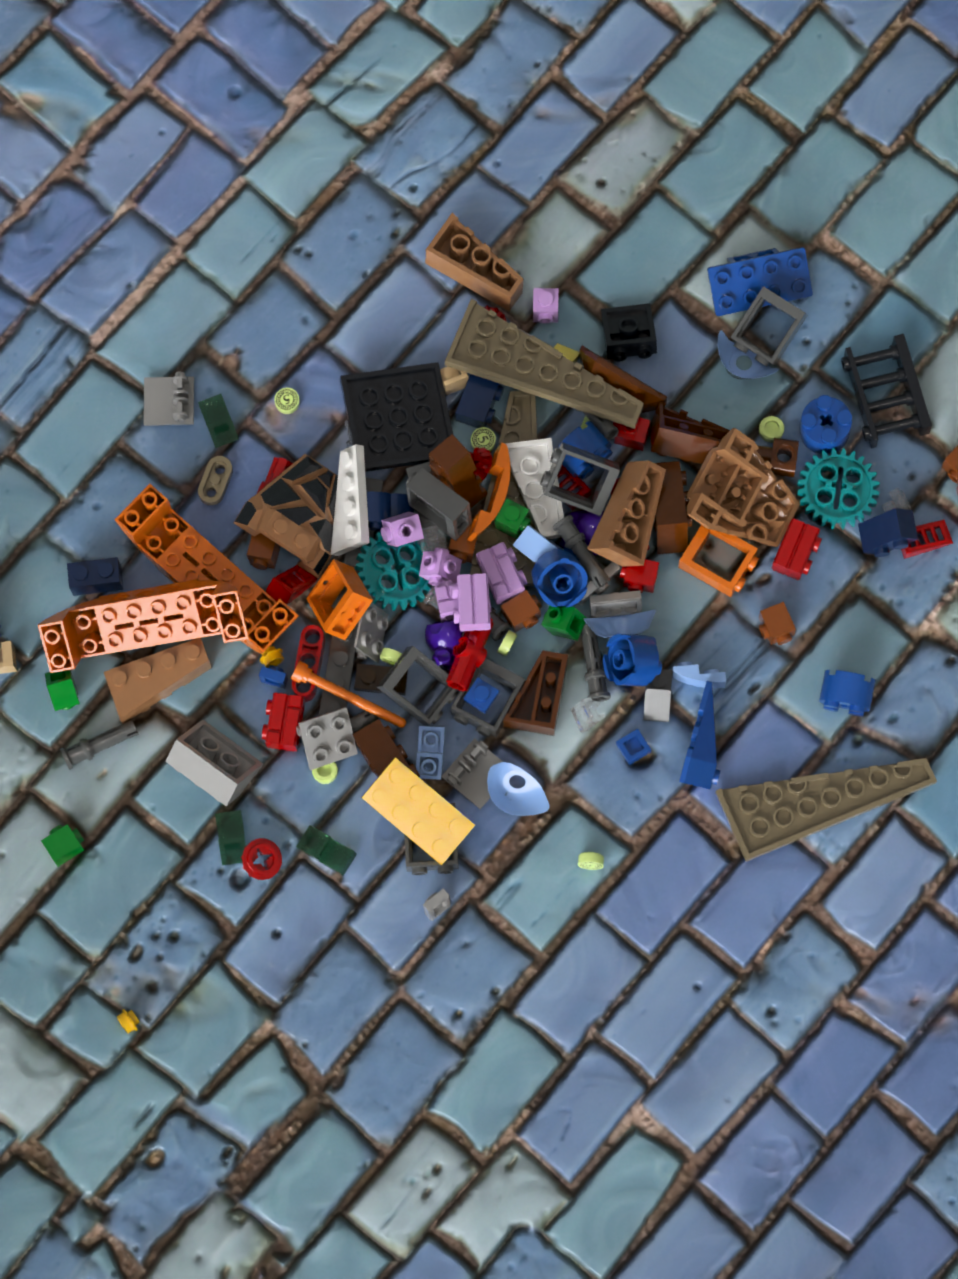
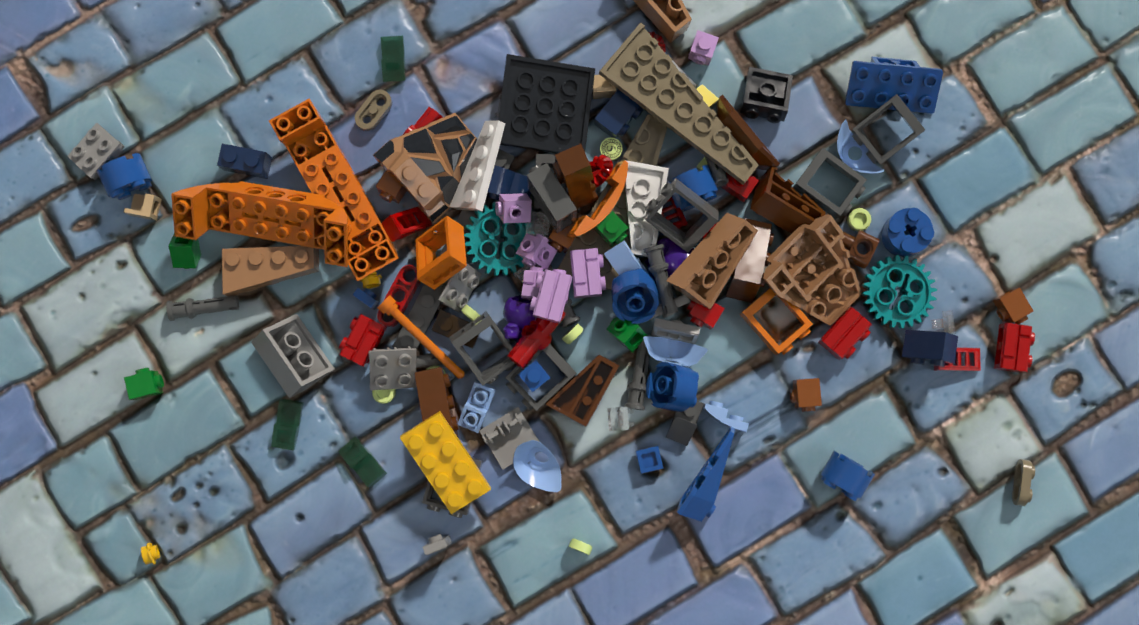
camera: 15 degrees right, 10 degrees up
(169, 400) = (357, 27): light grey hinge -> none
(271, 864) = (313, 458): red gear -> none
(287, 400) = (456, 59): yellowish green tile -> none
(522, 611) = (594, 310): dark orange brick -> none
(711, 374) = (826, 205): none -> dark grey window
(792, 809) = (762, 558): dark tan wing -> none
(904, 374) = (991, 210): black fence -> none

